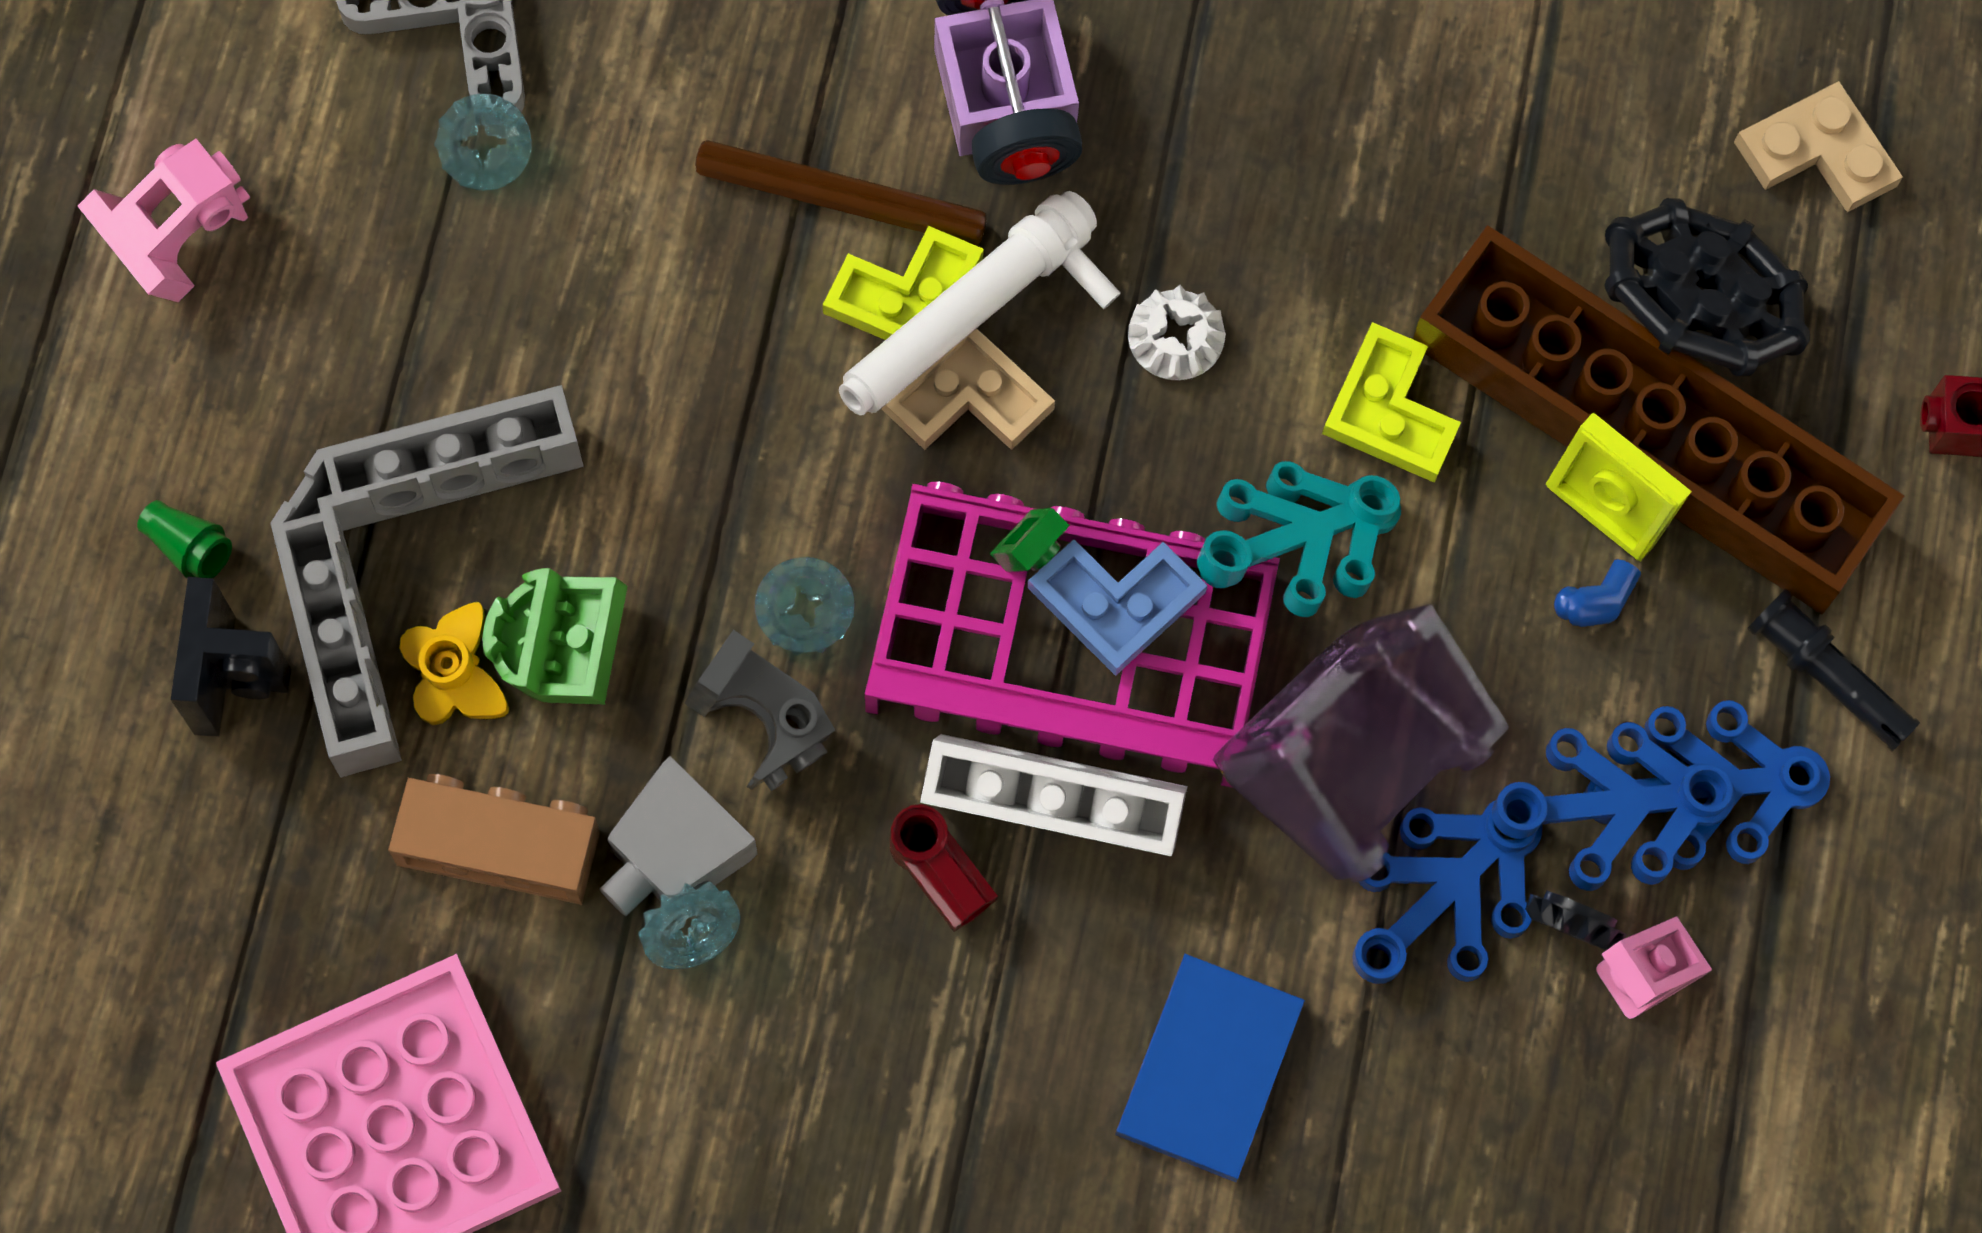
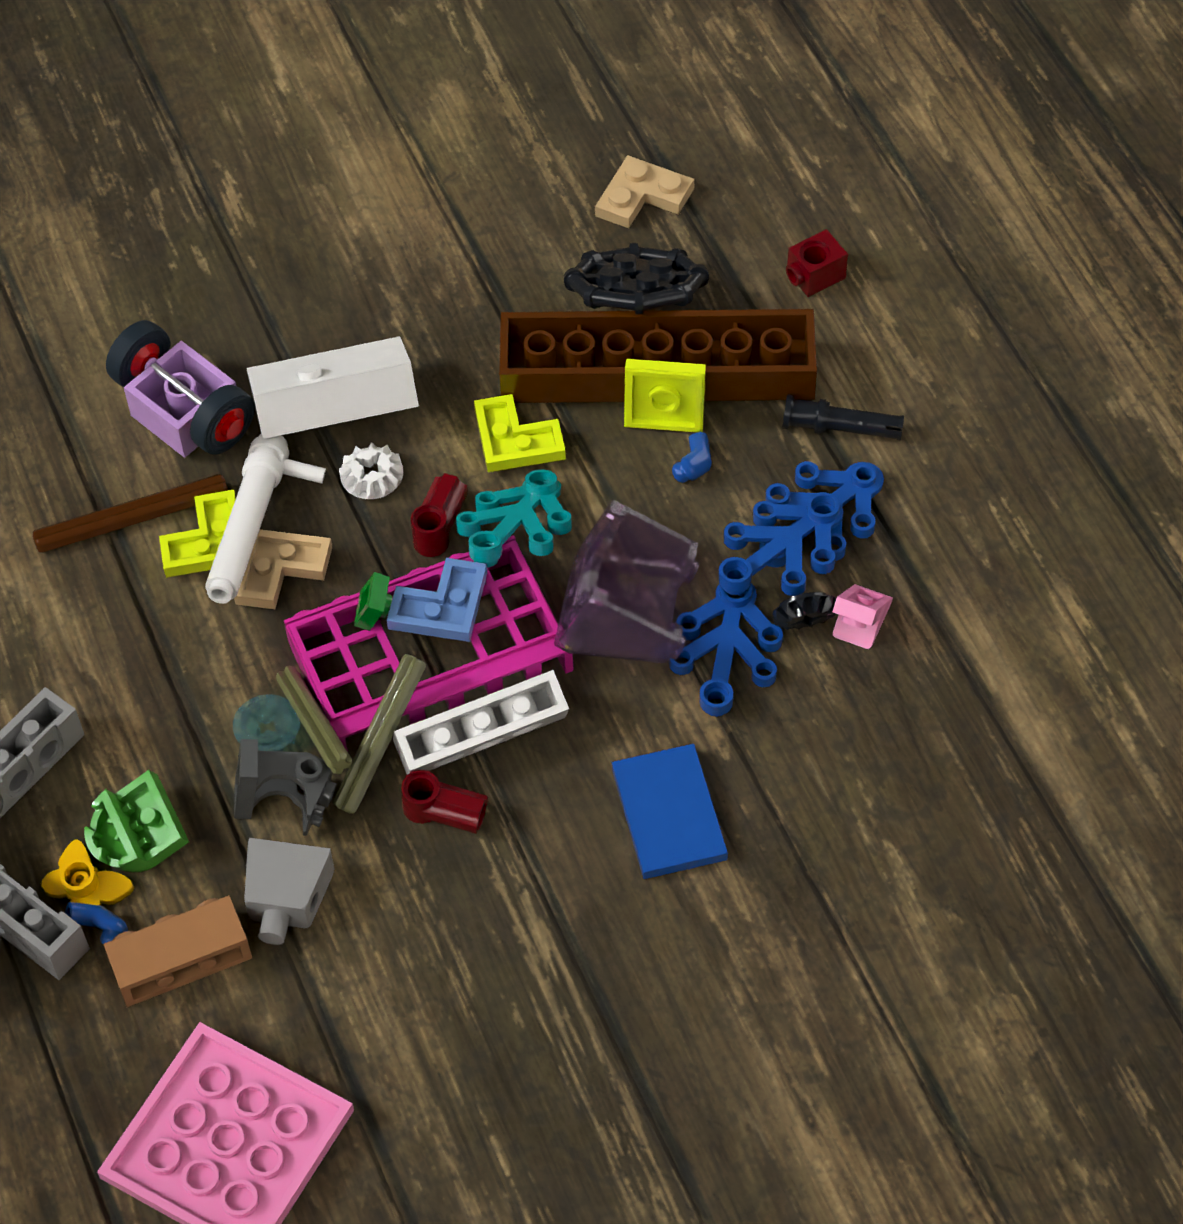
camera: 30 degrees left, 15 degrees down
(437, 732) = (98, 917): none -> blue arm
(709, 933) = (338, 921): clear light blue gear -> none
(855, 648) = (314, 720): none -> olive axle
(920, 724) = (379, 734): none -> olive axle
(1199, 187) = (332, 387): none -> white brick
(1215, 454) = (437, 514): none -> dark red piece

